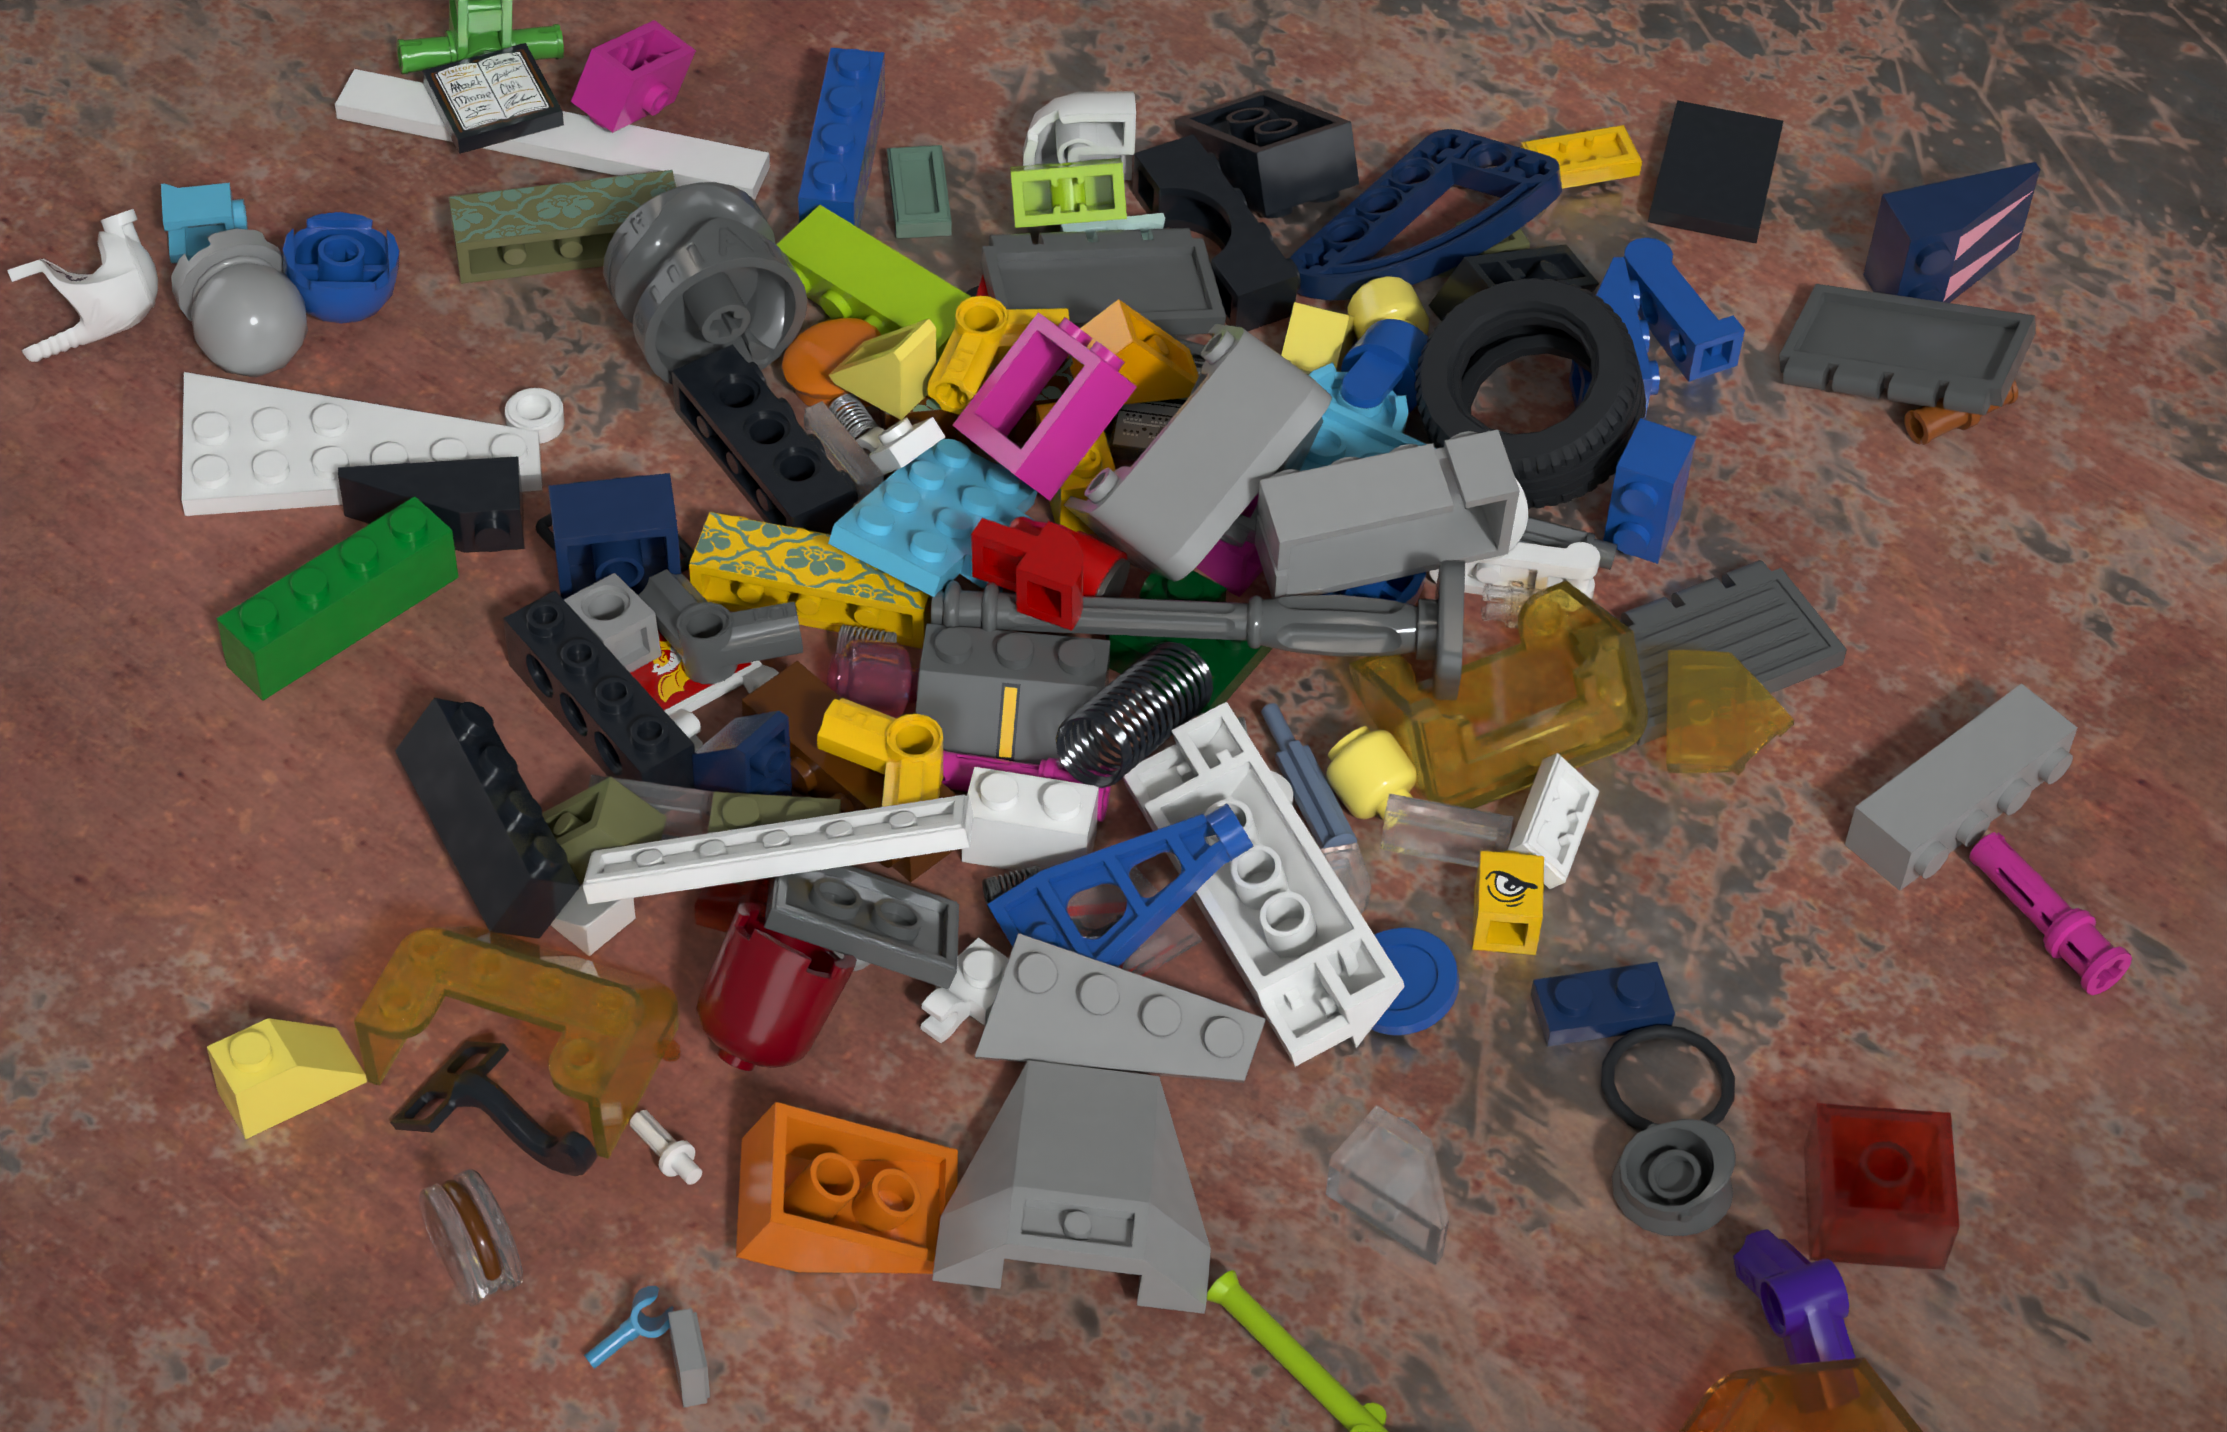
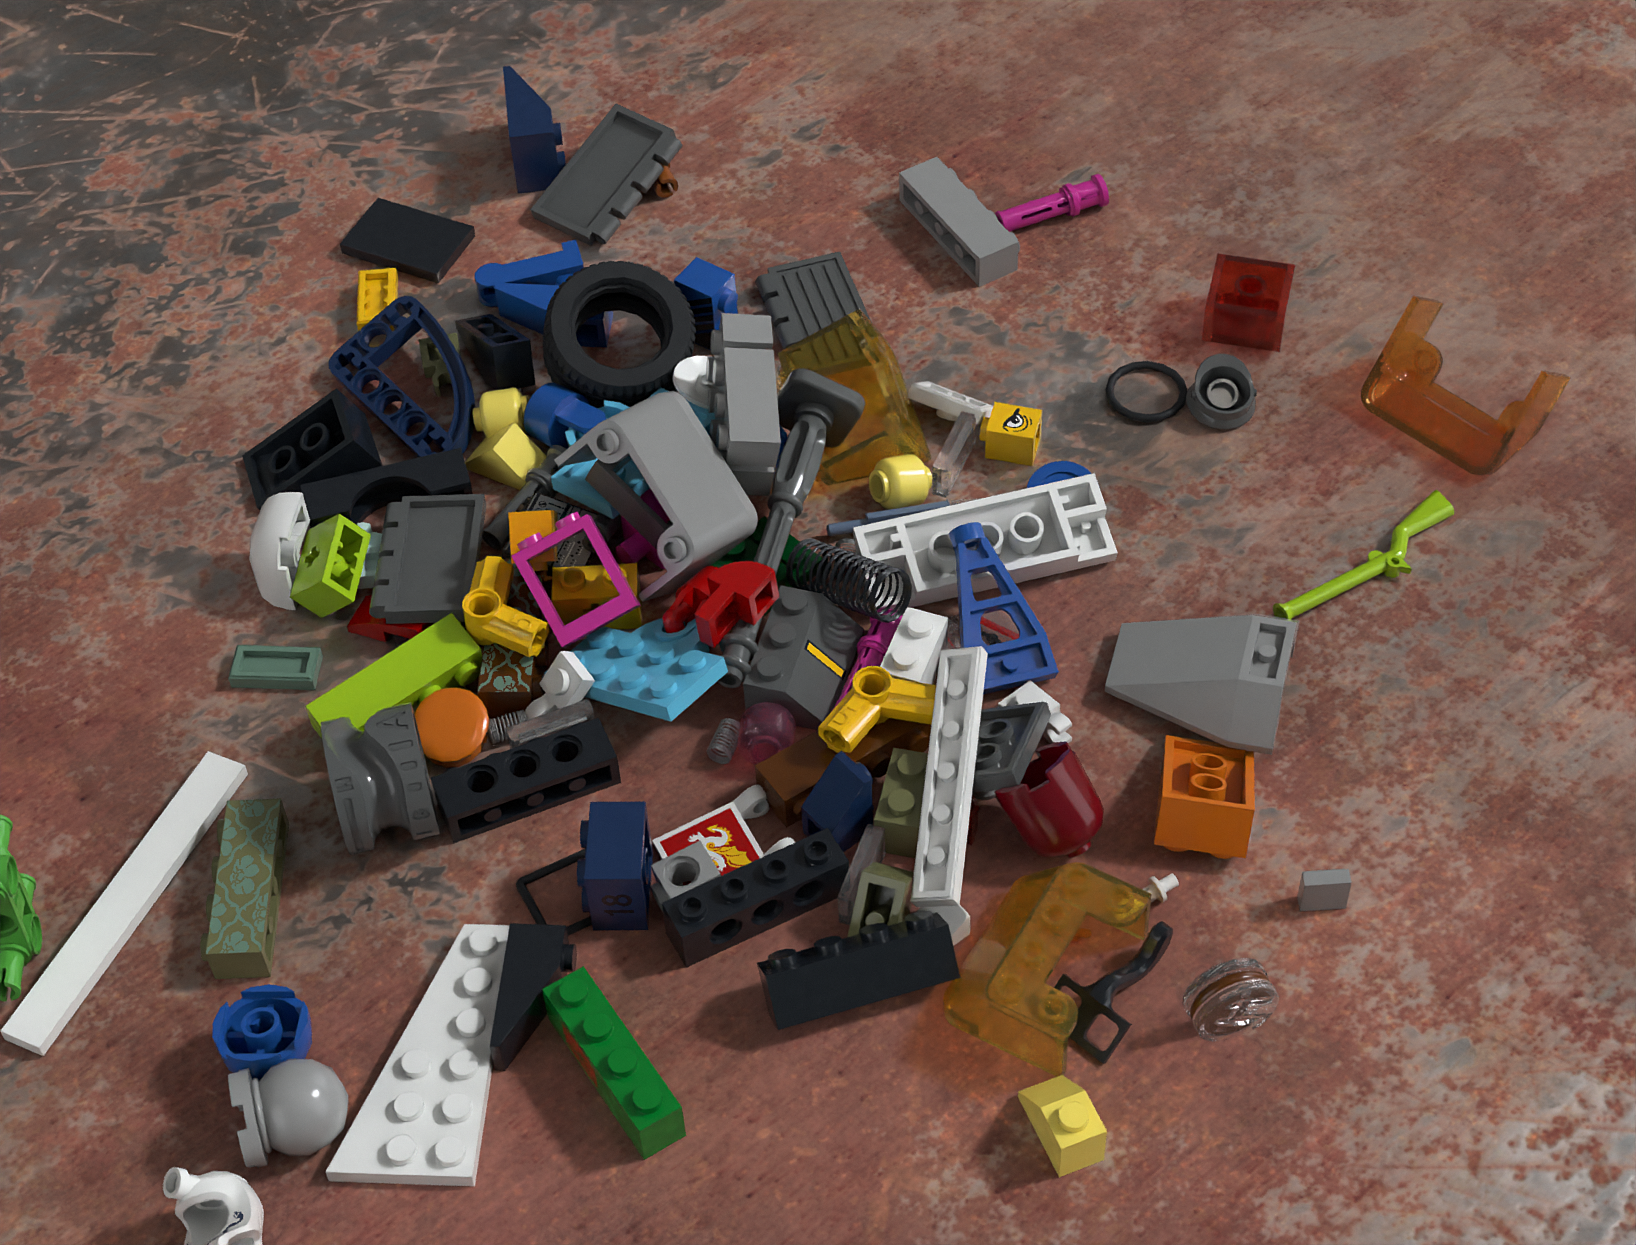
camera: 75 degrees left, 0 degrees up
(196, 213) = (149, 1150): medium azure window -> none
(492, 98) = (83, 926): tile -> none
(536, 411) = (437, 930): white tile -> none
(630, 1329) = (1289, 912): dark azure hand -> none
(633, 76) = (109, 818): dark pink brick -> none
(711, 636) = (718, 801): dark grey piece -> none
(769, 564) = (666, 758): yellow brick -> none
(844, 135) = (225, 699): blue brick -> none
(891, 368) = (500, 672): light yellow slope -> none
(1107, 1018) = (1078, 640): light grey wing -> none
(1392, 1182) = (1218, 517): clear slope -> none
(1601, 1003) = (1087, 409): dark blue plate -> none
(1717, 713) = (890, 311): clear yellow slope -> none
(1798, 1297) = (1328, 344): dark purple piece -> none

